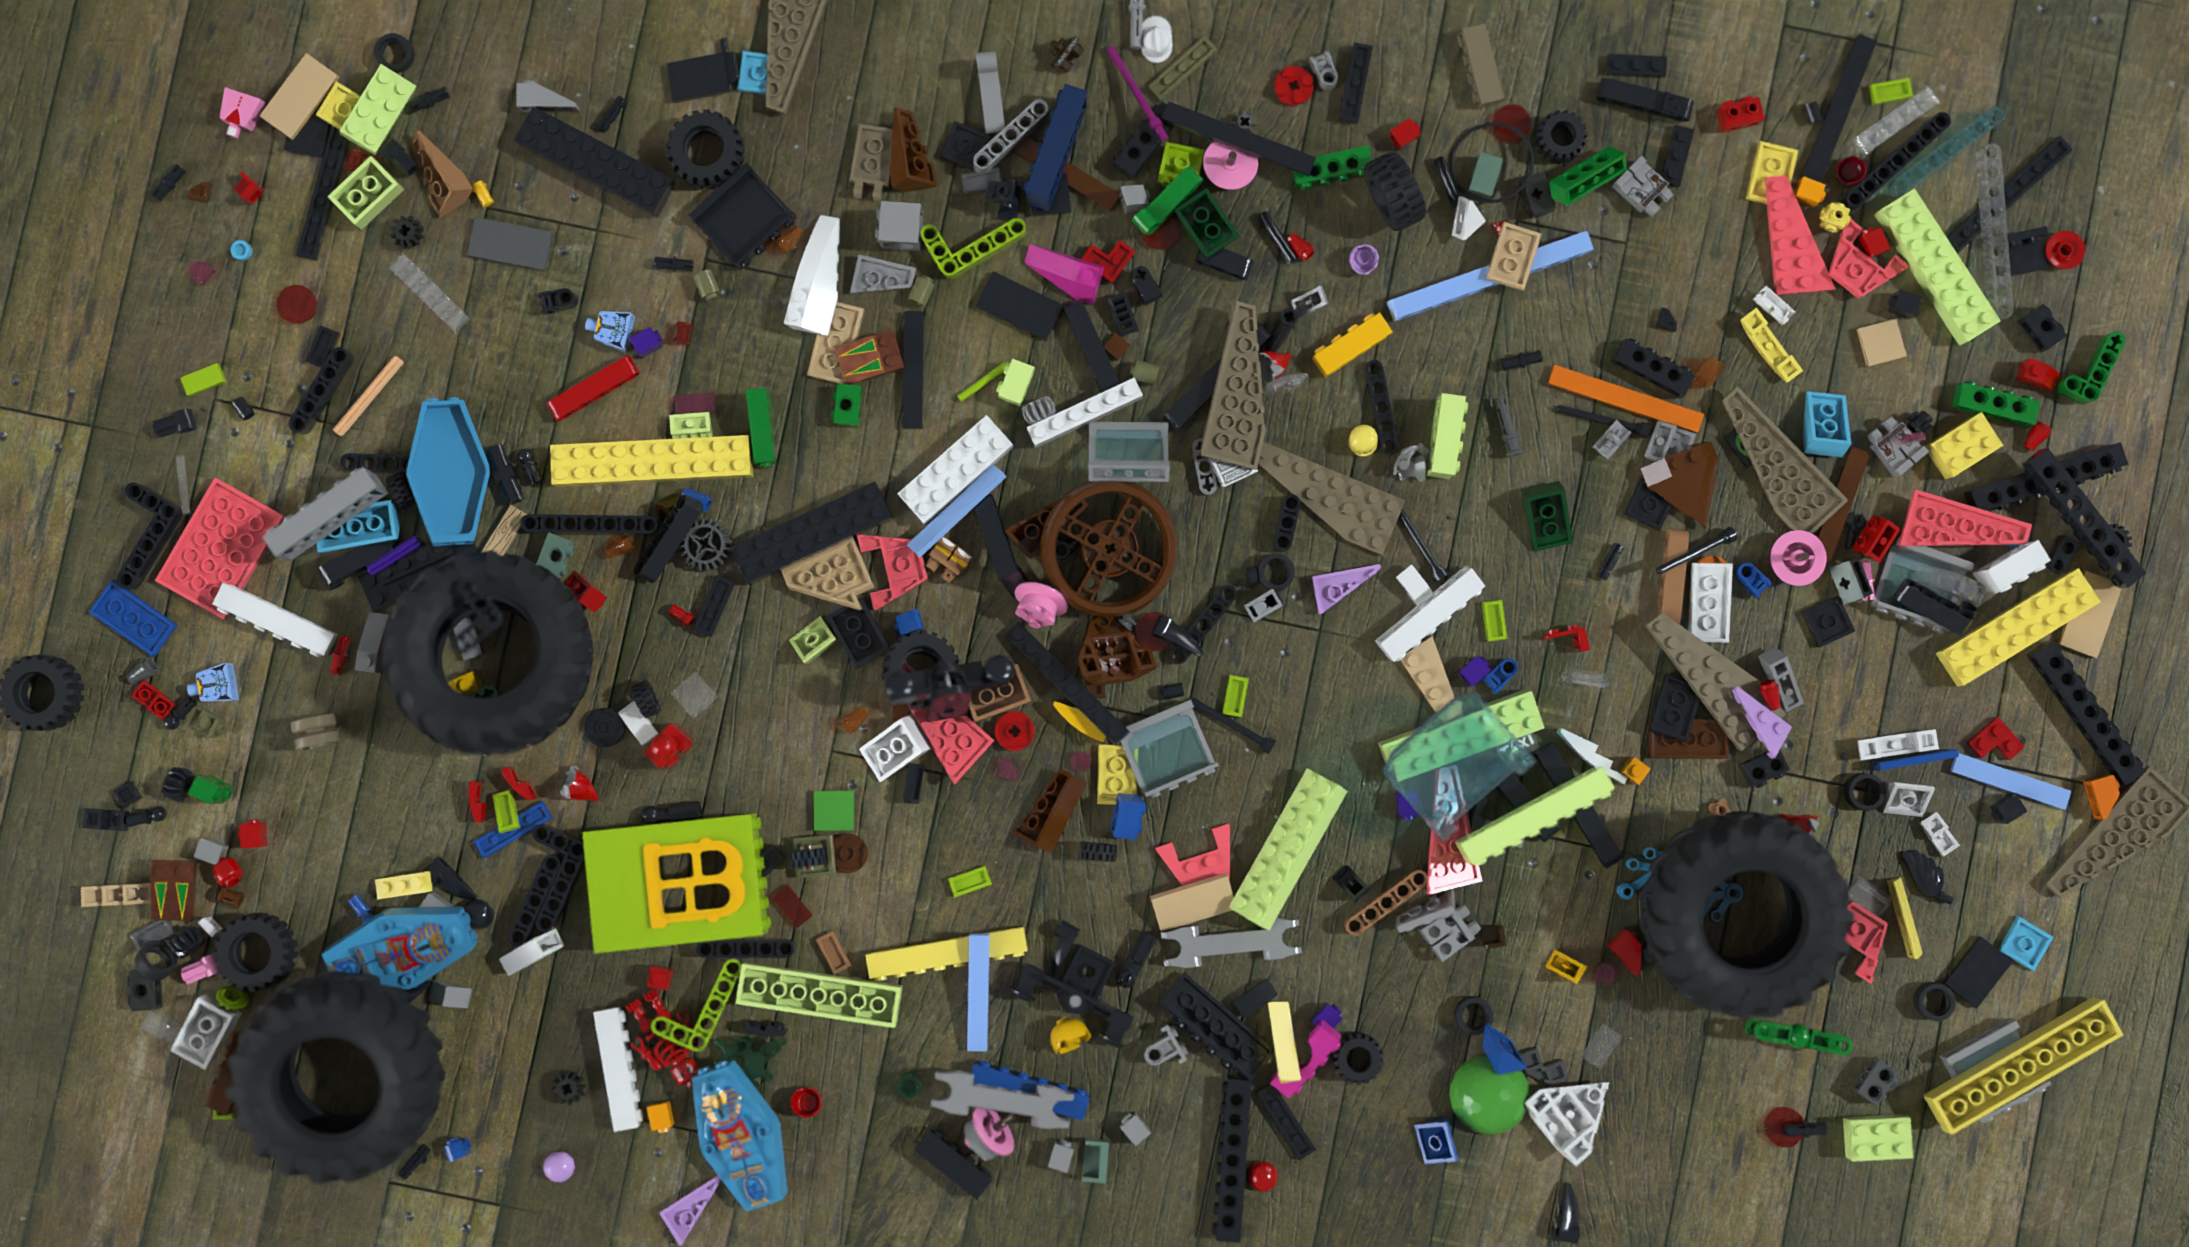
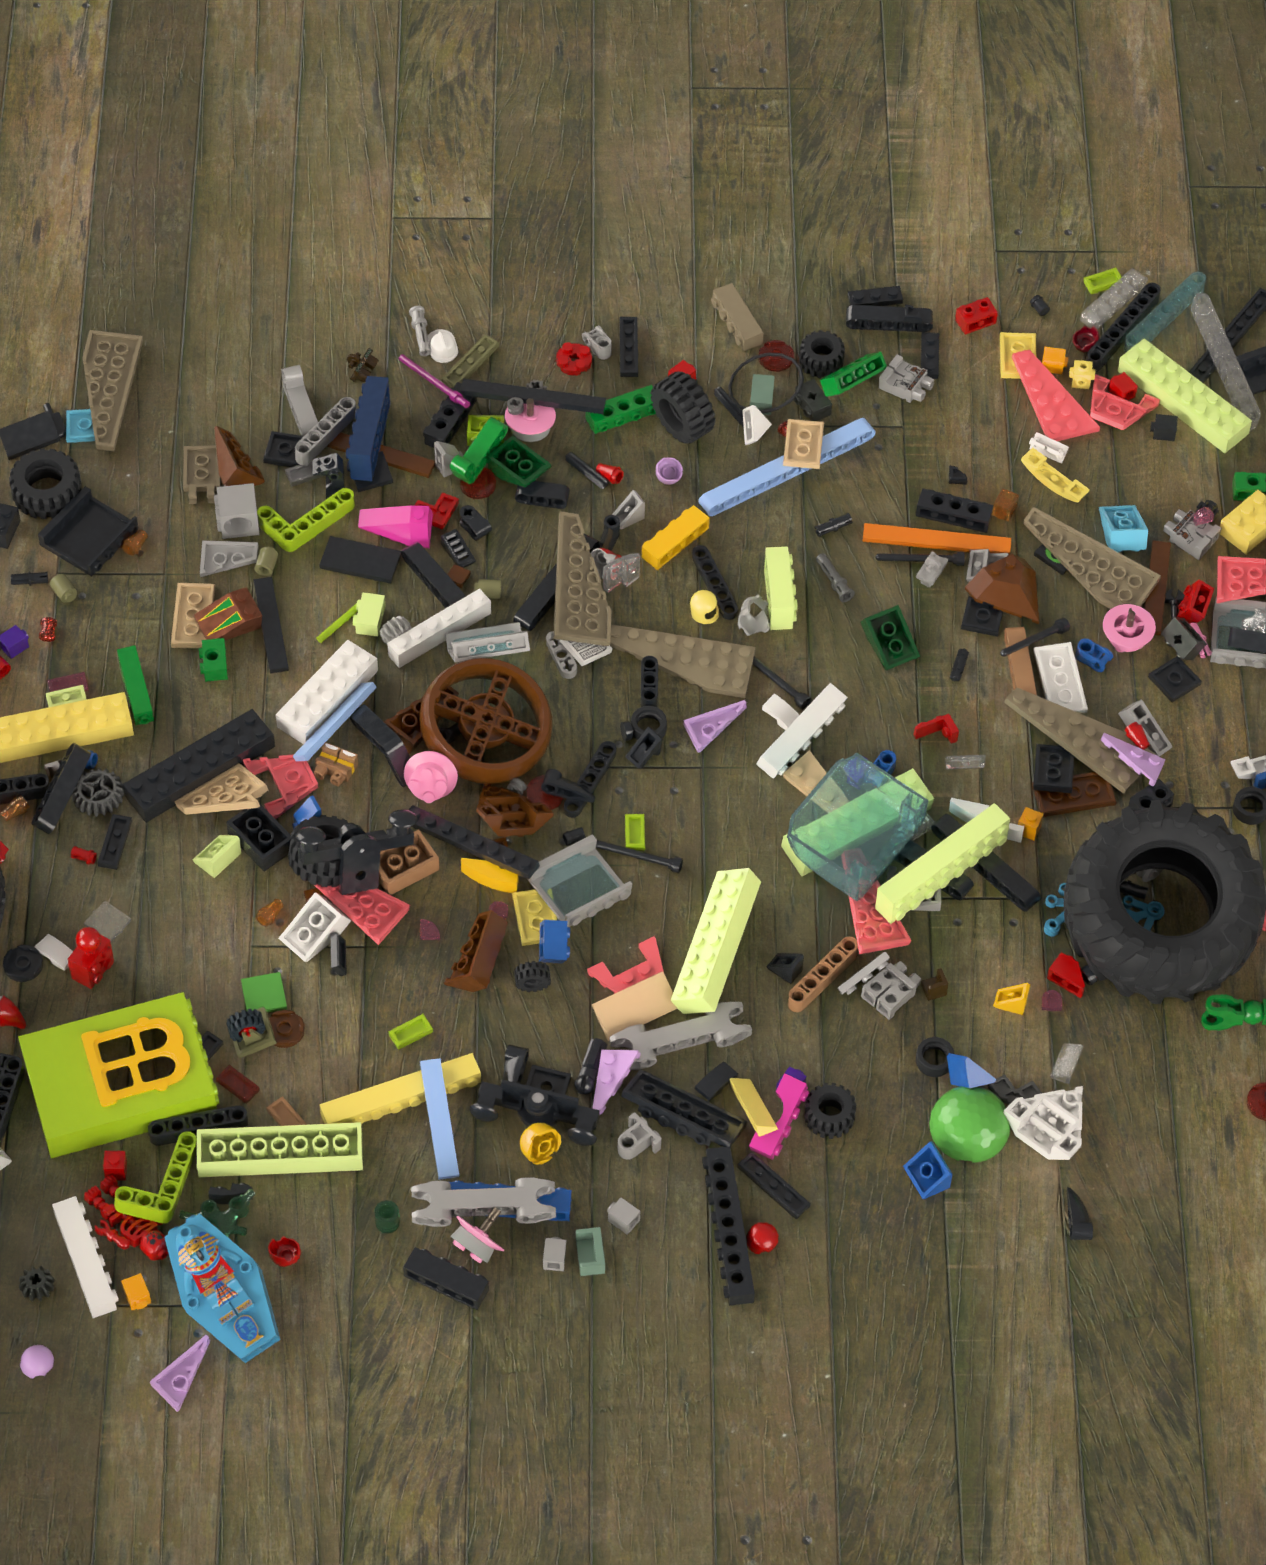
camera: 10 degrees left, 30 degrees down
(646, 698) = (61, 924): black tyre -> none
(815, 285) = (166, 570): white wedge -> none
(1023, 738) = (428, 905): red plate -> none
(1156, 972) = (612, 1070): none -> lavender wing
(1212, 154) = (515, 406): none -> dark grey bush
(1404, 809) = (821, 890): dark purple brick -> none
(1494, 620) = (864, 730): lime tile -> none
(1839, 108) = (1062, 296): black tile -> none
(1881, 342) = (1154, 461): tan tile -> none

